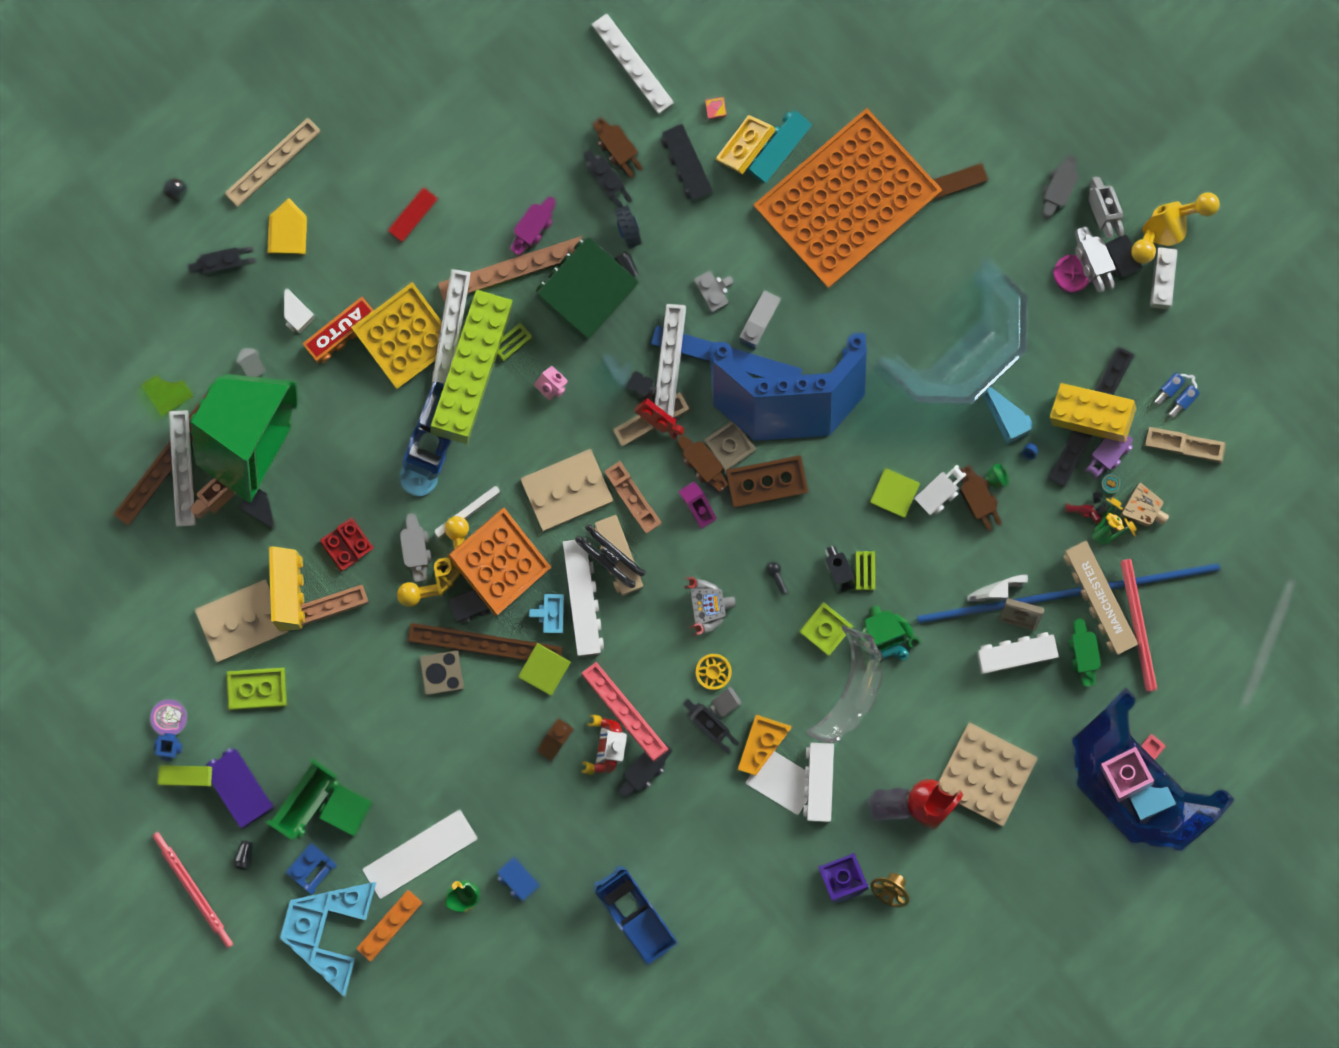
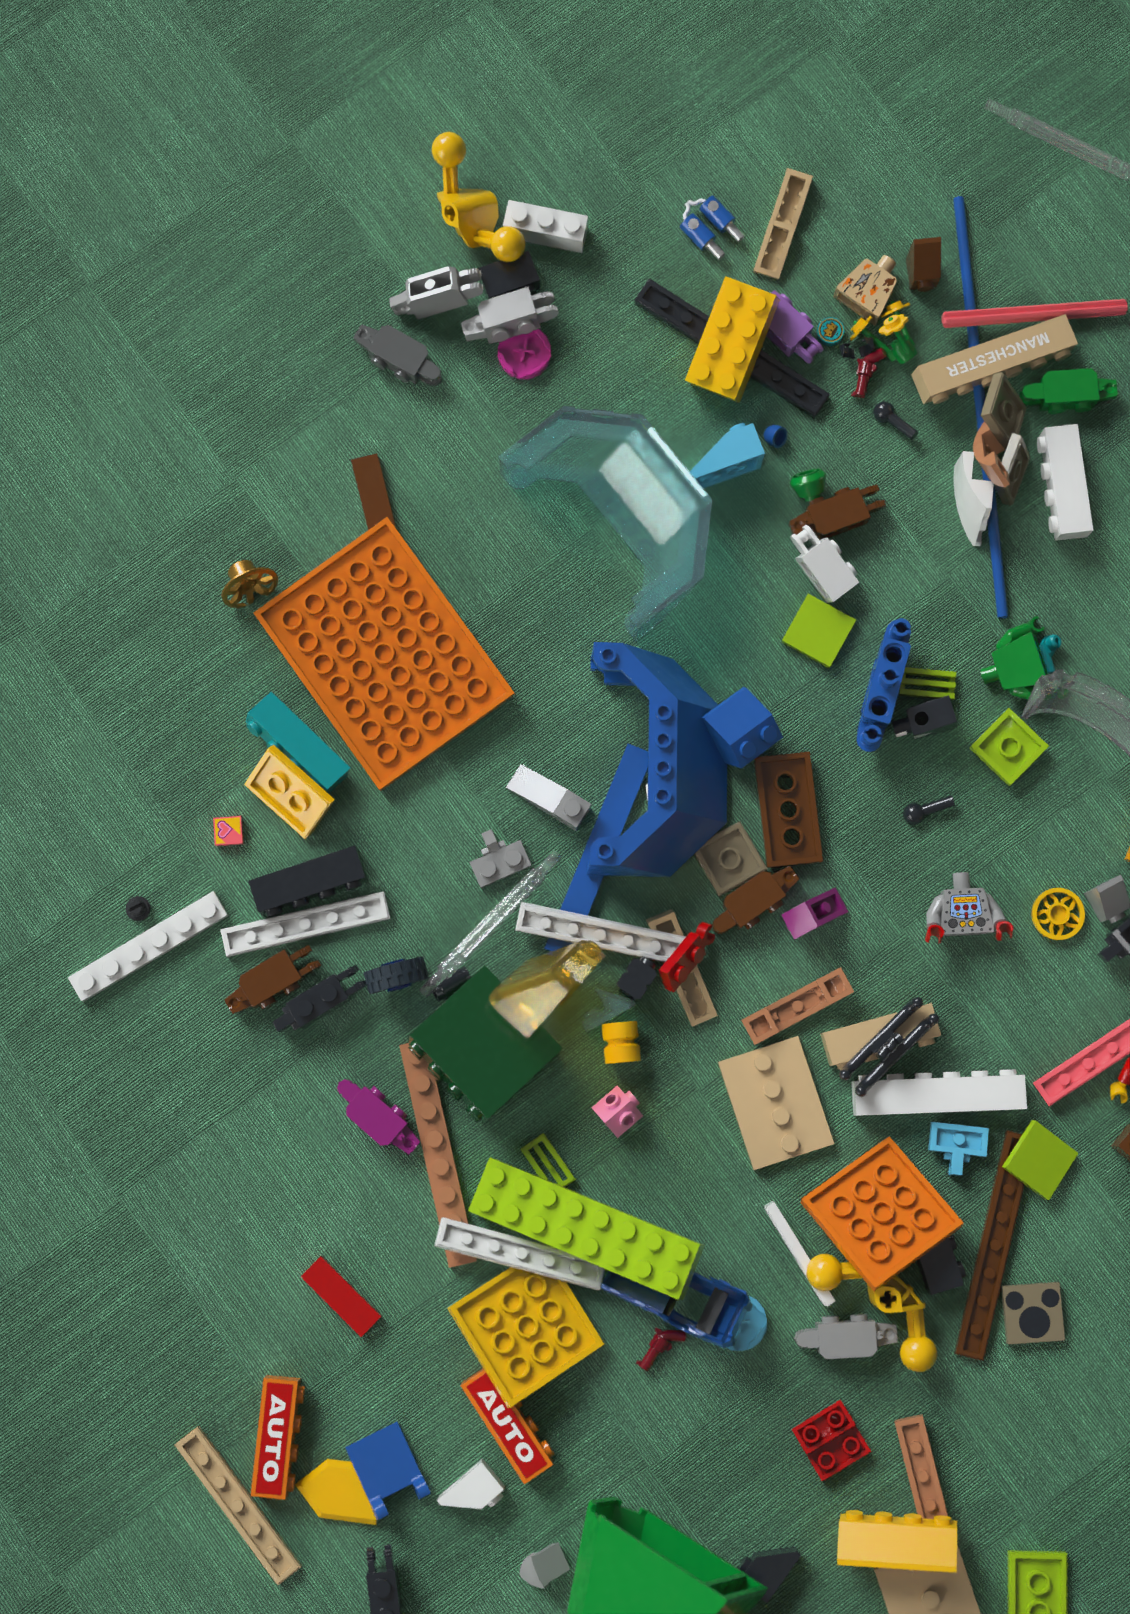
camera: 80 degrees left, 0 degrees up
(305, 254) = (385, 1467): none -> blue flag
(318, 182) = (276, 1437): none -> brick
(399, 425) = (658, 1344): none -> dark red piece
(597, 381) = (621, 1042): none -> yellow wheel
(625, 313) = (543, 983): none -> clear yellow windscreen
(657, 54) = (138, 908): none -> black piece
(657, 166) = (305, 924): none -> white tile
(669, 287) = (490, 923): none -> clear axle
(819, 442) = (741, 728): none -> blue slope
(859, 537) = (884, 685): none -> blue piece
(888, 100) = (247, 580): none -> pearl gold wheel
(1030, 594) = (985, 451): none -> nougat slope
(1056, 527) = (885, 412): none -> black bar
(1063, 604) = (1003, 409): none -> dark tan tile
(1163, 543) = (924, 264): none -> reddish brown slope

